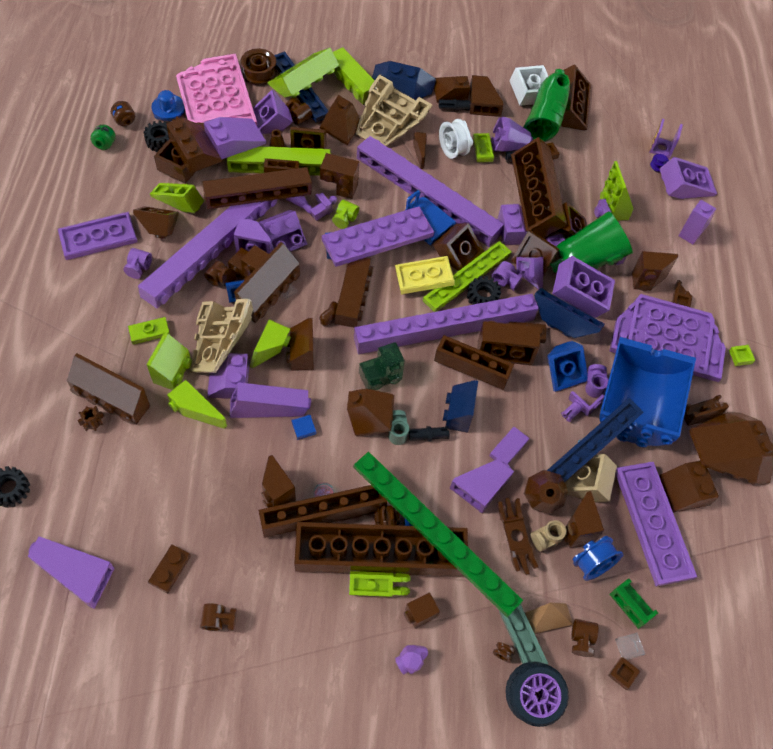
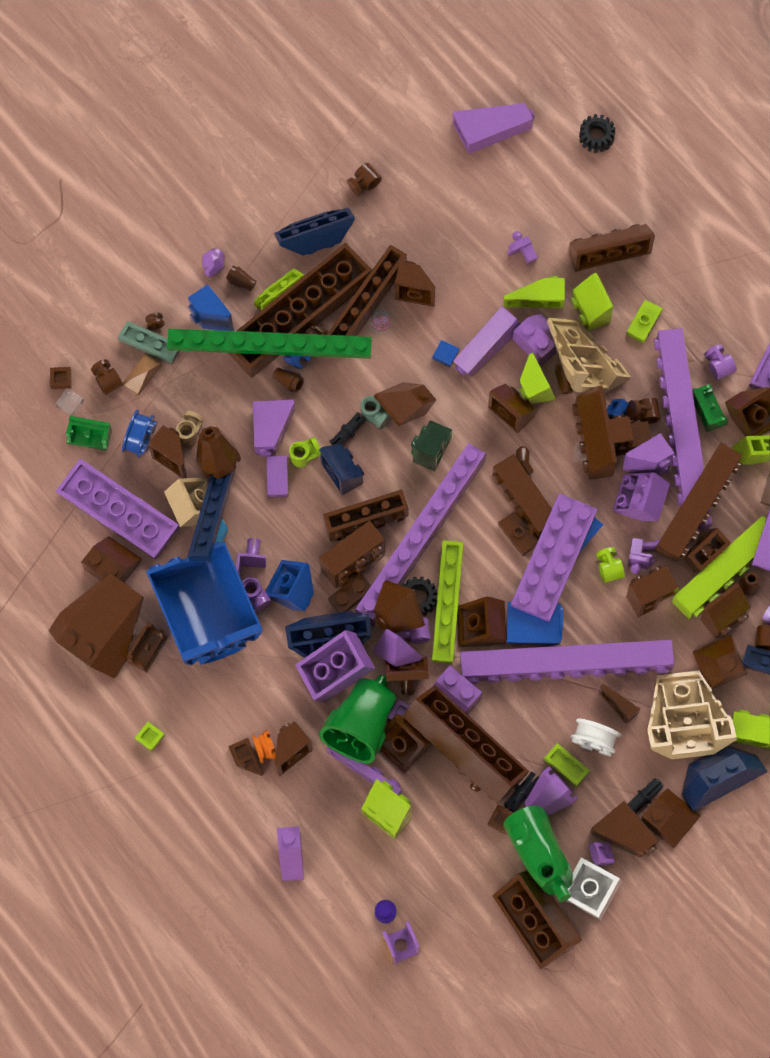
camera: 145 degrees right, 10 degrees up
(90, 418) = (600, 220): reddish brown gear -> none
(165, 451) = (523, 245): none -> medium lavender piece
(169, 568) = (431, 182): reddish brown plate -> none
(180, 240) = (708, 408): none -> green hinge
(246, 338) = (565, 386): none -> reddish brown cone
(302, 607) = (316, 232): none -> dark blue wedge
(380, 278) = (518, 533): none -> reddish brown plate
(400, 626) = (240, 278): none -> reddish brown cone
(421, 610) = (235, 297): reddish brown brick -> none
(424, 275) = (483, 565): light yellow tile -> none
(437, 505) = (289, 379): none -> reddish brown cone
(455, 612) = (209, 310): none -> blue slope
(470, 440) = (309, 447): none -> lime piece
(508, 97) = (601, 854): none -> medium lavender plate
(514, 281) = (398, 608): none -> reddish brown slope
(517, 548) = (204, 400): reddish brown piece -> none
(542, 708) = (110, 307): wheel -> none
(664, 288) = (264, 746): none -> orange wheel
(674, 329) = (226, 699): medium lavender plate -> none
(687, 179) = (339, 912): medium lavender slope -> none

